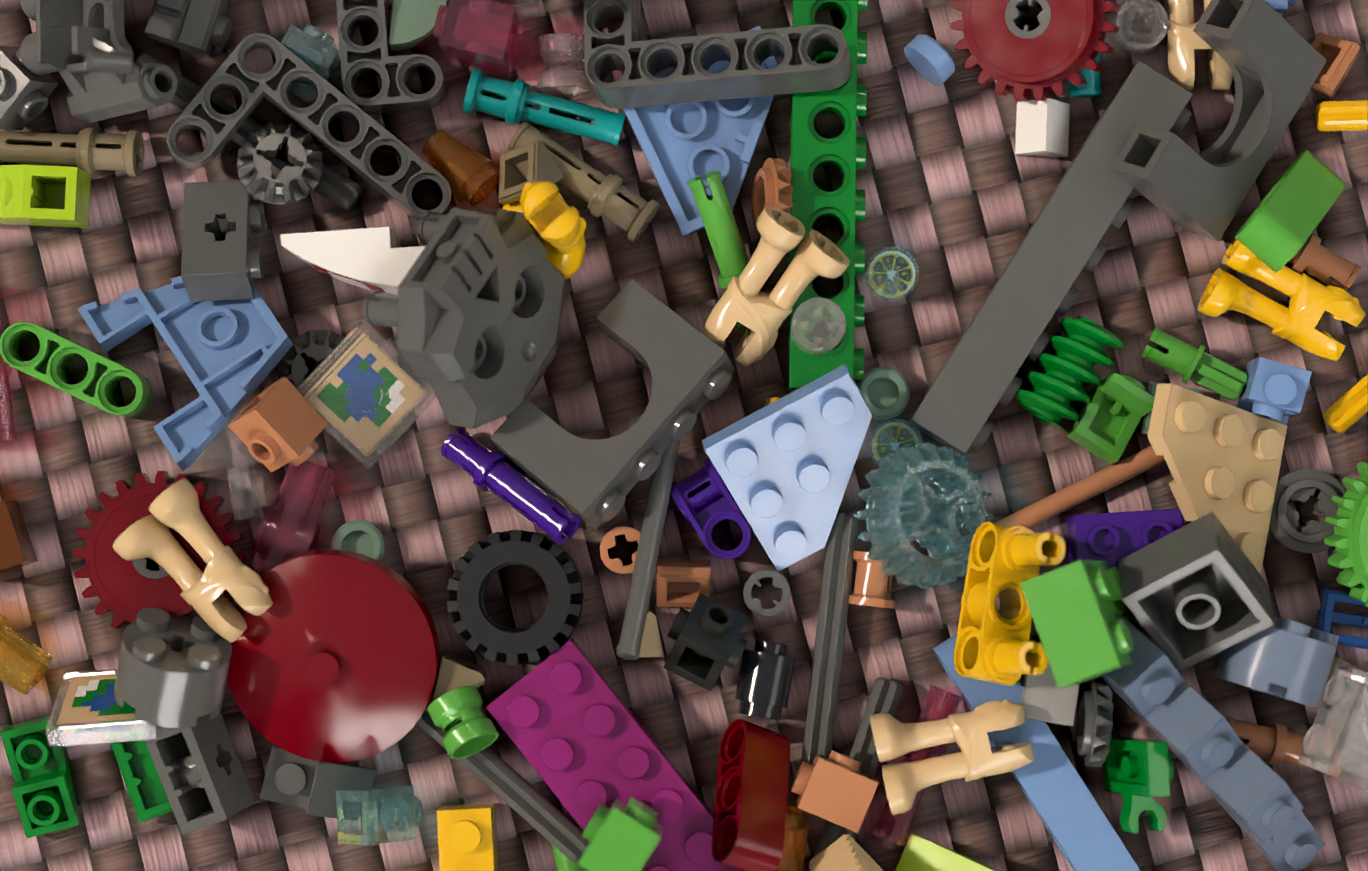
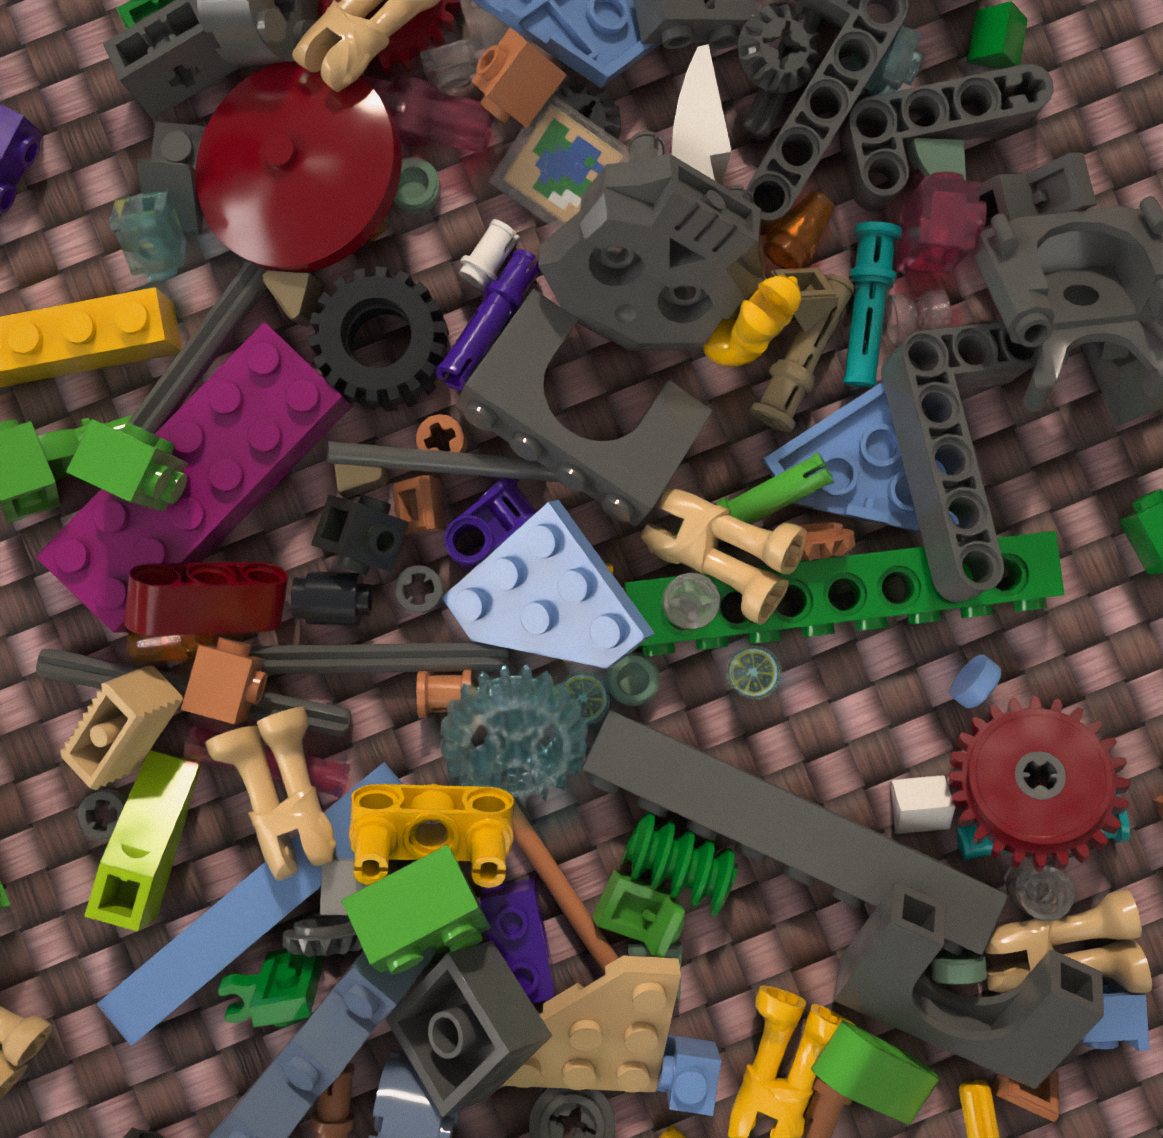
camera: 80 degrees right, 0 degrees up
(442, 480) = (488, 255): none -> white pin
(462, 722) = (246, 301): bright green wheel -> none
(1195, 365) = (704, 991): bright green axle -> none
(1204, 117) = (957, 969): none -> sand green tile

